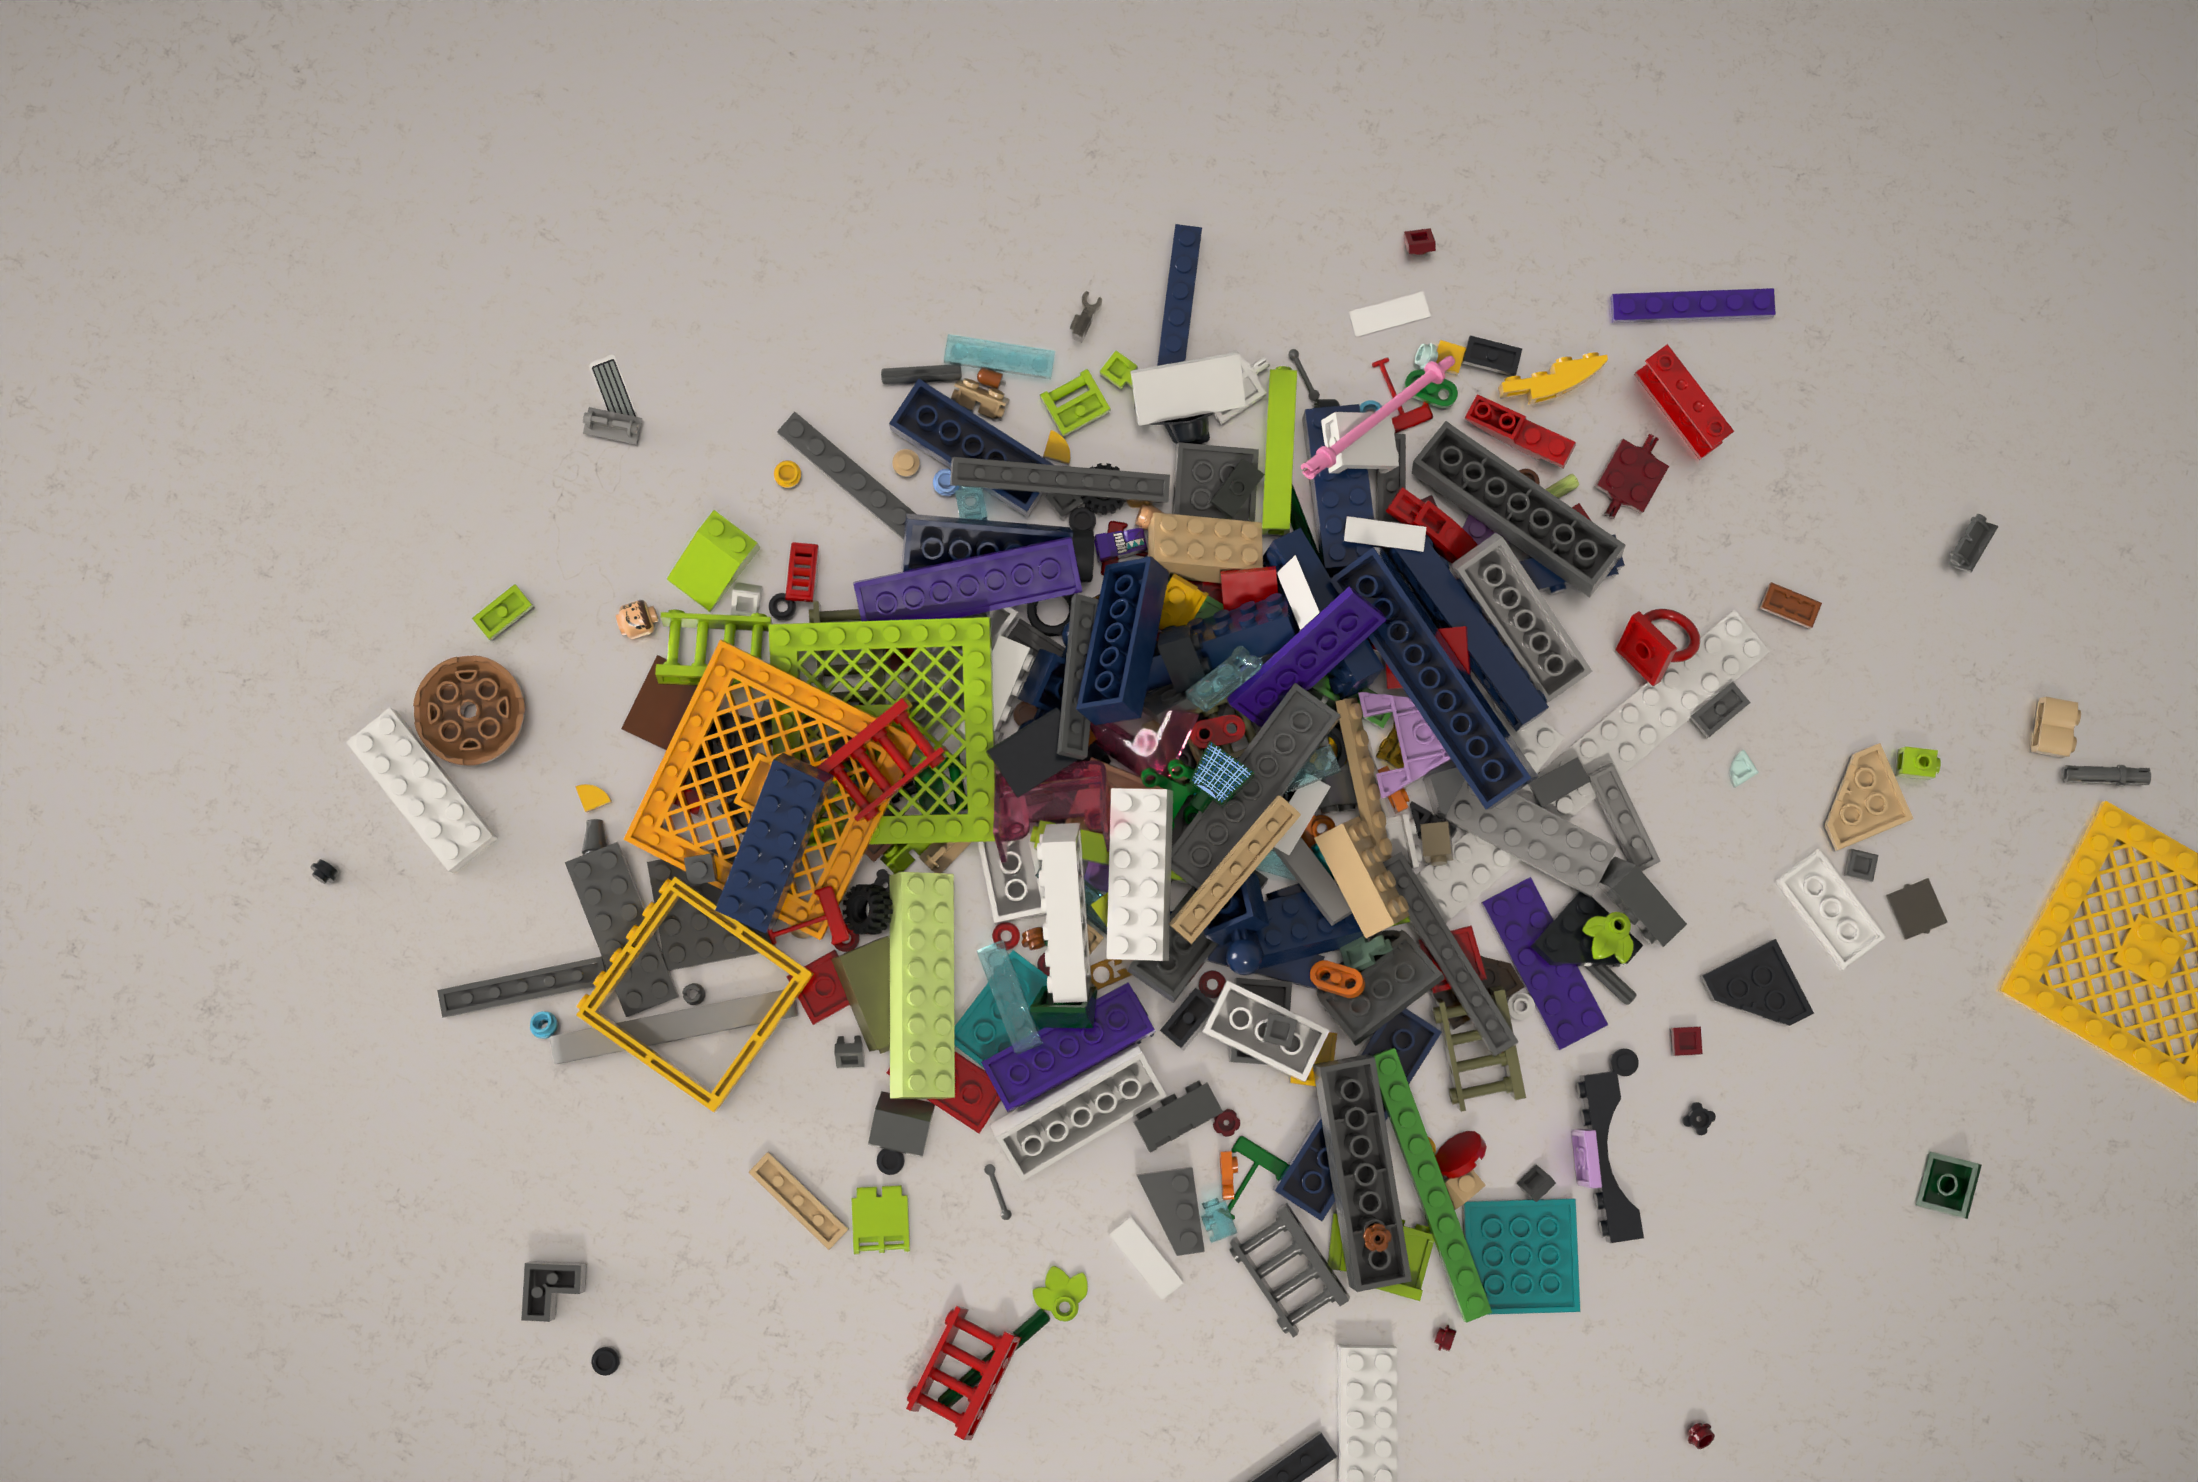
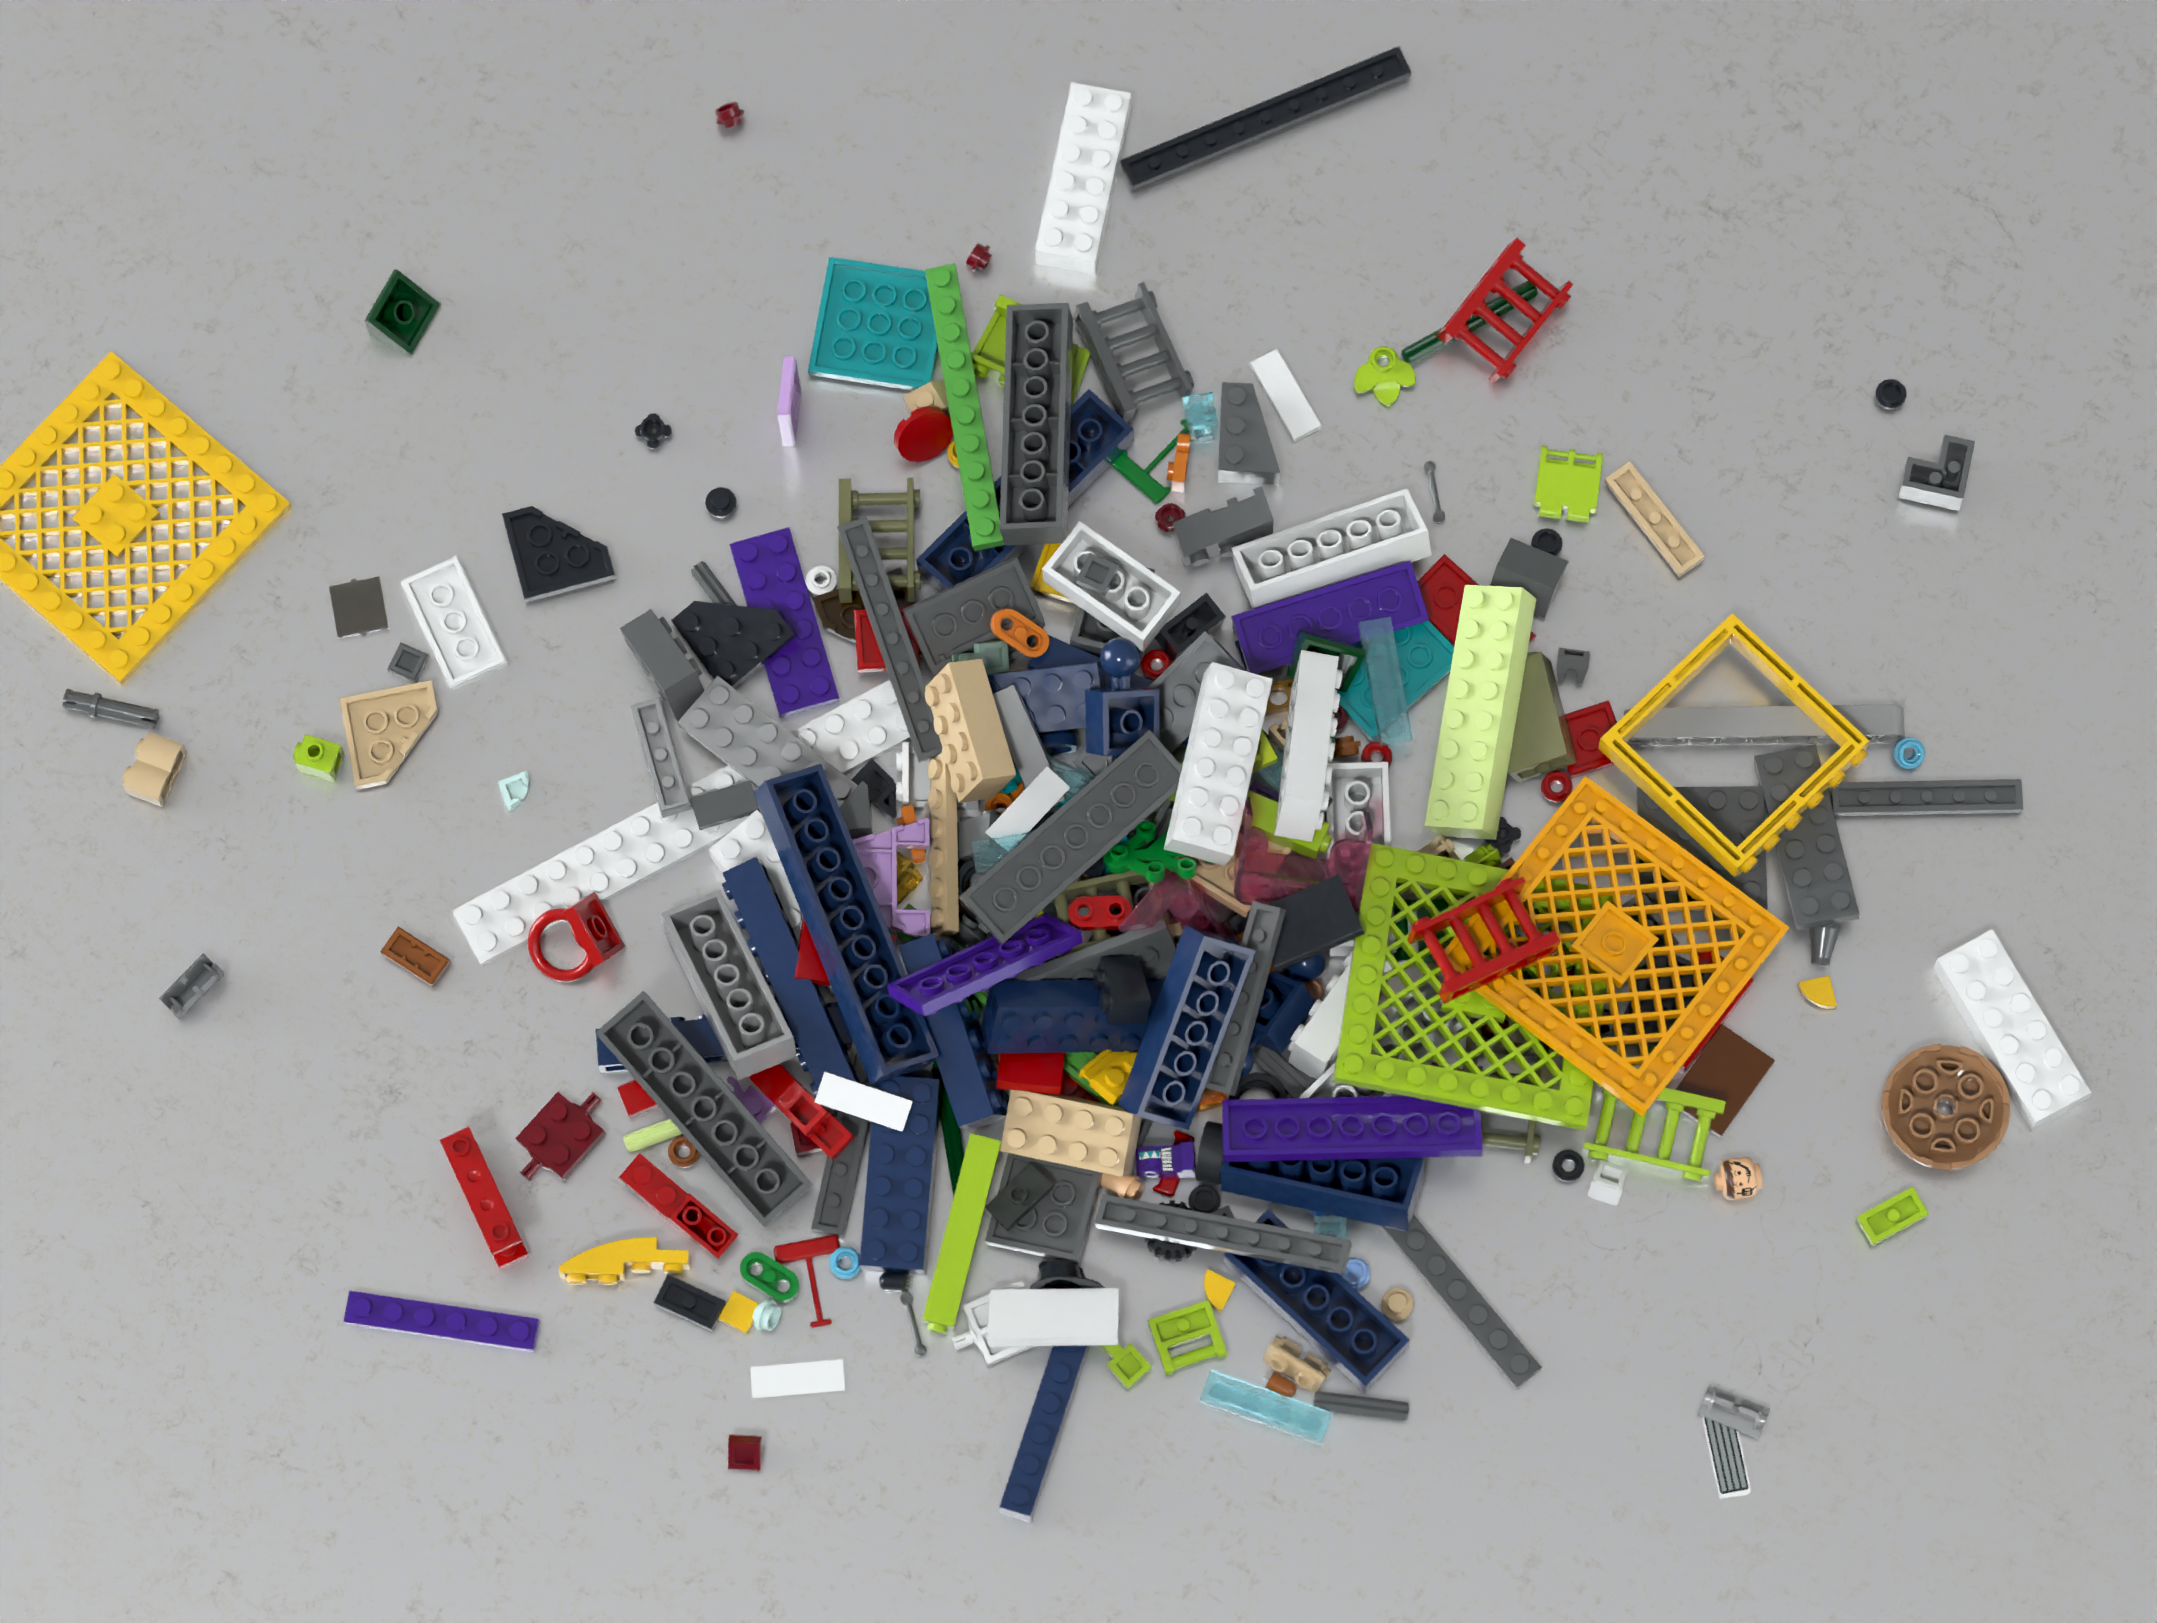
camera: 160 degrees left, 10 degrees down
(323, 871) = (2135, 961): black plate -> none
(699, 997) = (1731, 758): dark grey pin -> none
(700, 869) = (1706, 875): dark grey plate -> none
(713, 561) = (1639, 1231): lime slope -> none
(774, 842) = (1618, 874): dark blue brick -> none
(787, 474) = (1537, 1317): yellow plate -> none
(805, 555) = (1529, 1221): red slope -> none
(832, 915) = (1567, 797): red piece -> none
(878, 909) = (1514, 806): black tyre -> none
(1082, 323) = (1161, 1428): clear smoke plate -> none
(1218, 778) = (1111, 849): dark green torso -> none
(1224, 679) = (1083, 953): clear light blue plate -> none
(1234, 869) = (1112, 747): tan plate -> none
(1298, 592) = (979, 1039): white sticker -> none
(1326, 456) = (913, 1187): bright pink bar -> none
(1370, 1234) = (1038, 356): dark orange plate -> none
(1371, 451) = (868, 1213): white panel -> none
(1437, 843) = (876, 762): dark tan brick -> none
(1536, 1183) = (846, 394): dark grey plate -> none
(1600, 1099) = (756, 464): black arch -> none
(1608, 939) = (711, 624): lime plate -> none
(1686, 1041) = (647, 511): dark red plate -> none
(1720, 710) = (523, 855): dark grey plate -> none

